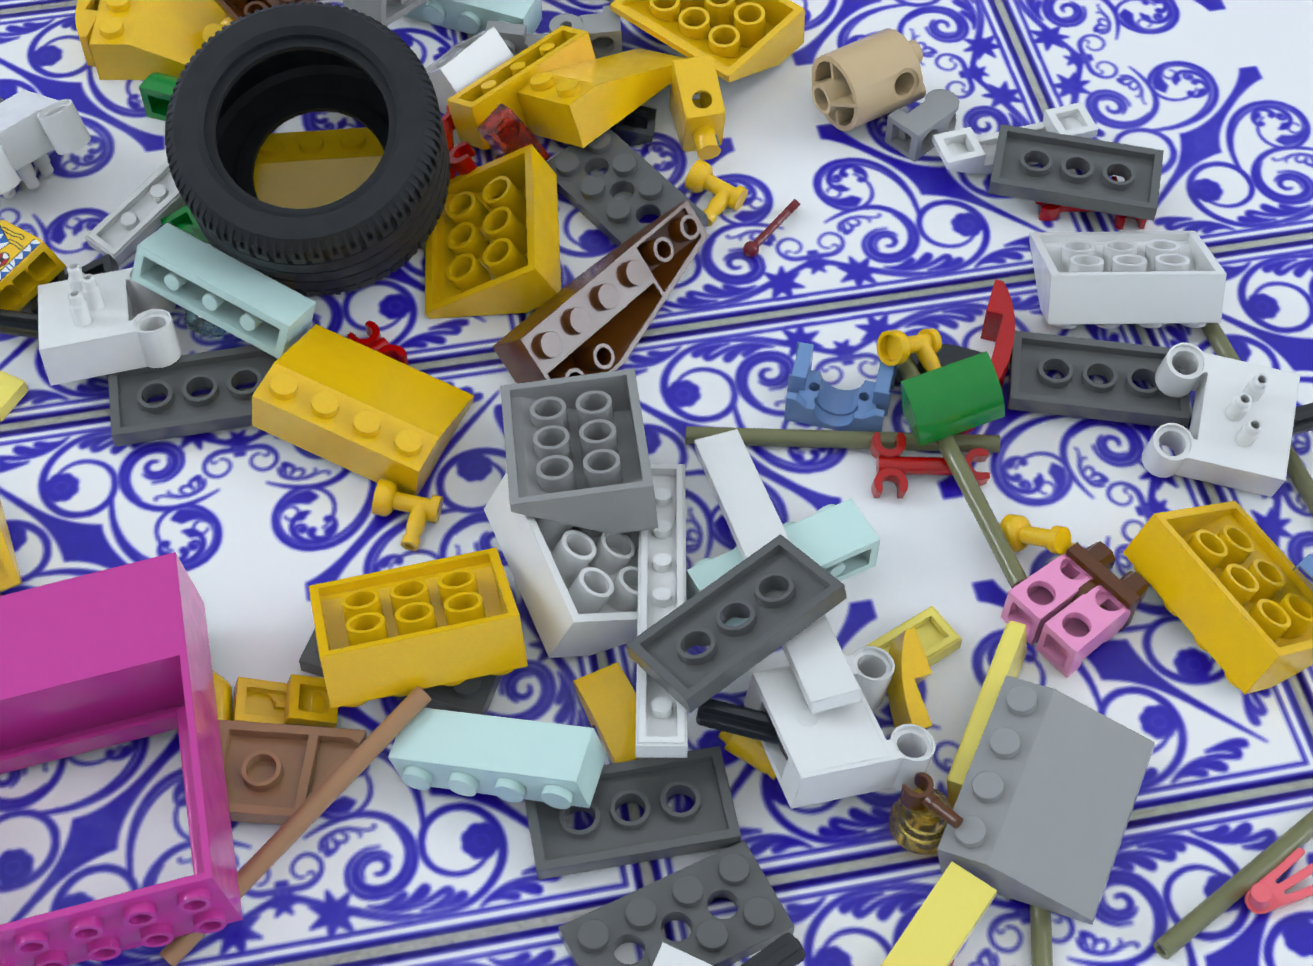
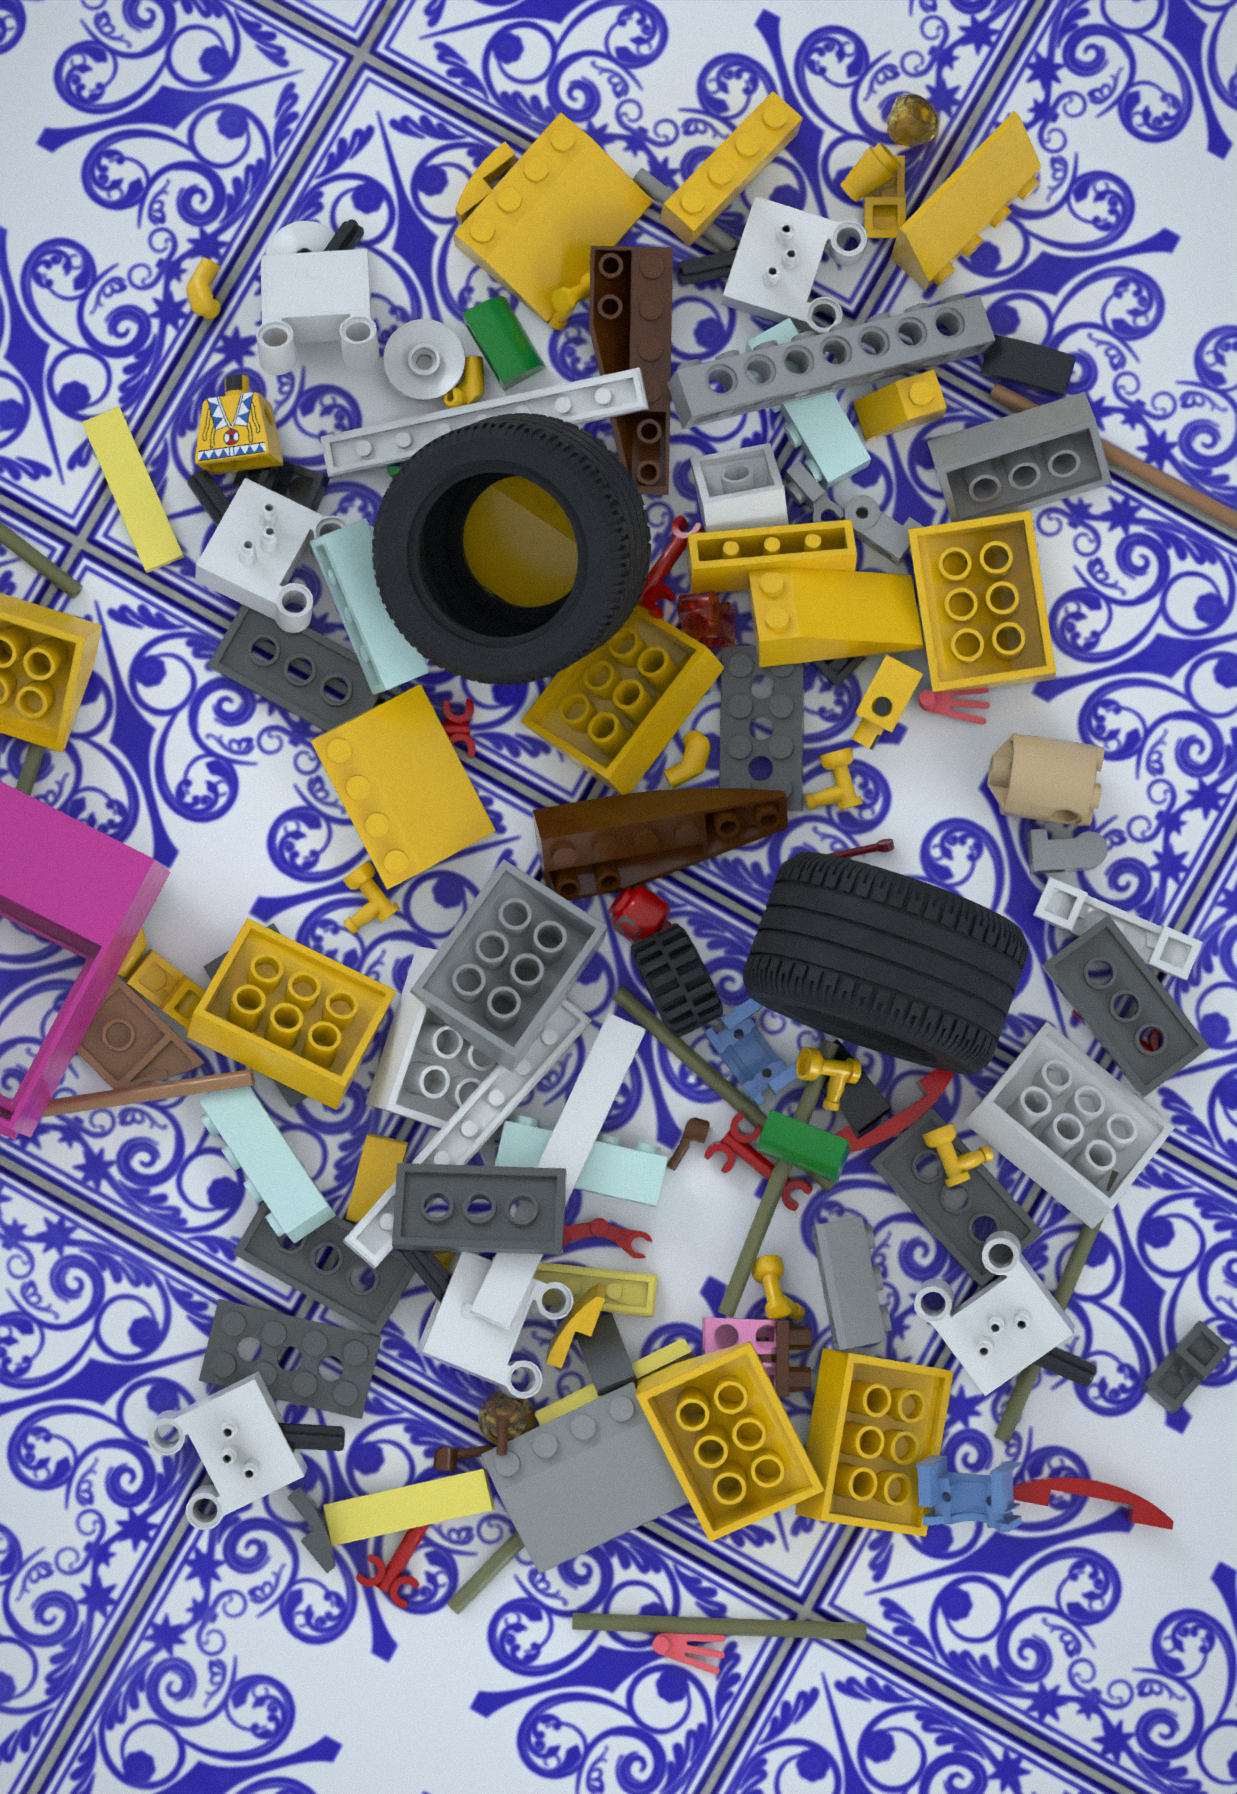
camera: 35 degrees right, 30 degrees up
(130, 141) = (418, 340): none -> white dish
(589, 243) = (694, 759): none -> yellow arm
(655, 363) = (639, 913): none -> red head
(729, 368) = (677, 980): none -> black tyre
(749, 101) = (941, 703): none -> coral piece
(850, 481) = (695, 1130): none -> reddish brown hand
(872, 604) = (600, 1228): none -> red piece
(886, 198) = (886, 962): none -> black tyre
(904, 897) = (446, 1457): none -> reddish brown hand
(961, 687) = (606, 1356): none -> dark grey slope
(1079, 345) = (954, 1166): none -> yellow piece
(1084, 489) = (850, 1283): none -> light grey slope
(1137, 653) = (727, 1438): none -> yellow slope

